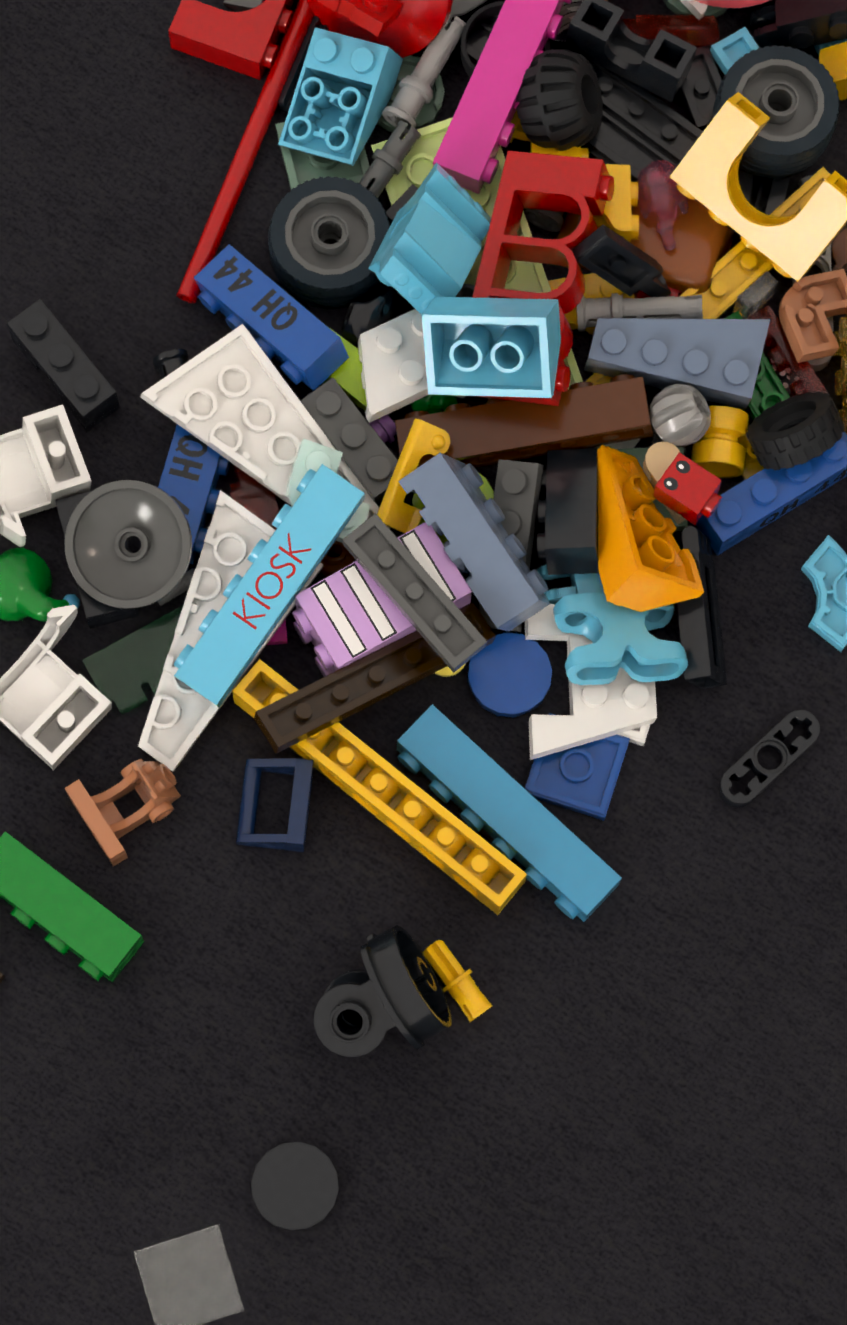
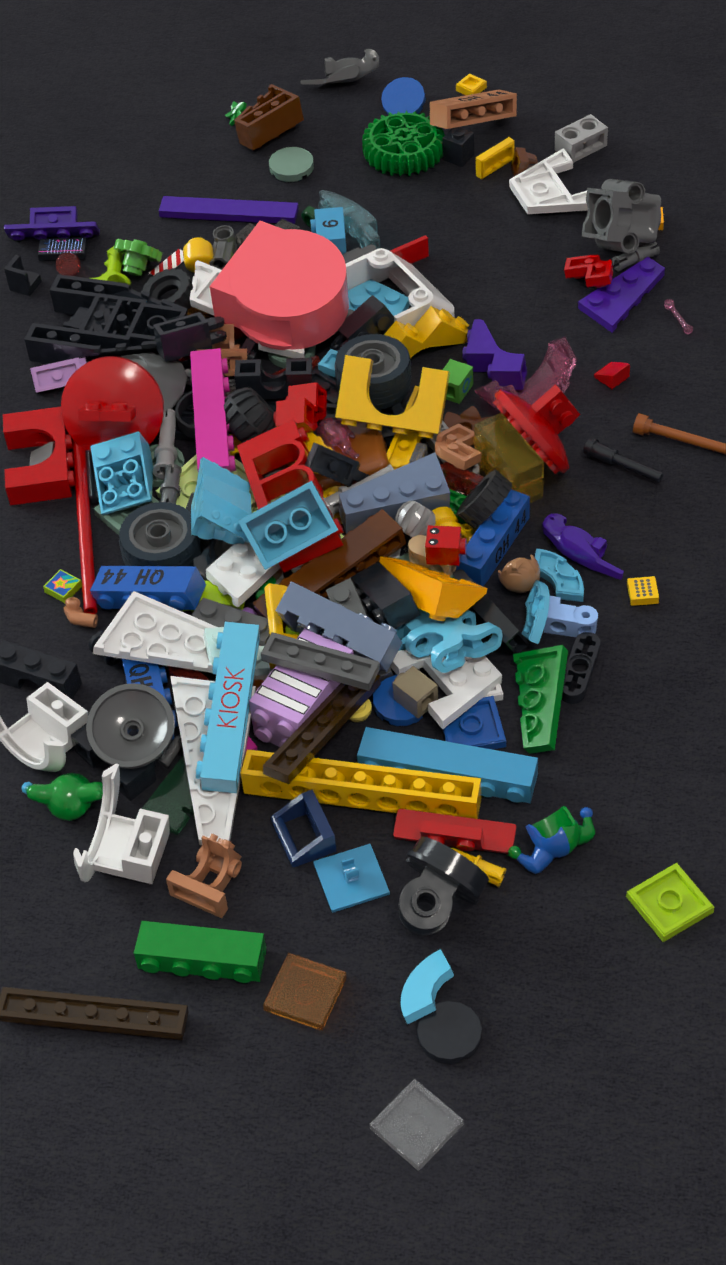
camera: 20 degrees left, 25 degrees down
(156, 1030) = (305, 991): none -> clear orange tile
(164, 295) = (77, 616): none -> nougat arm
(170, 234) = (62, 585): none -> tile
(297, 1109) = (422, 986): none -> medium azure tile
(299, 902) = (351, 878): none -> dark azure piece
(459, 916) = (455, 831): none -> red bracket
(526, 683) = (414, 691): none -> dark tan brick
(577, 997) = (554, 838): none -> piece
(643, 127) = (304, 404): none -> red brick
(666, 1165) = (670, 902): none -> lime tile
(697, 765) = (541, 687): none -> green wing
(762, 646) = (537, 611): none -> medium azure tile
(776, 571) = (520, 574): none -> medium nougat hair
(799, 679) = (569, 619): none -> light blue leg

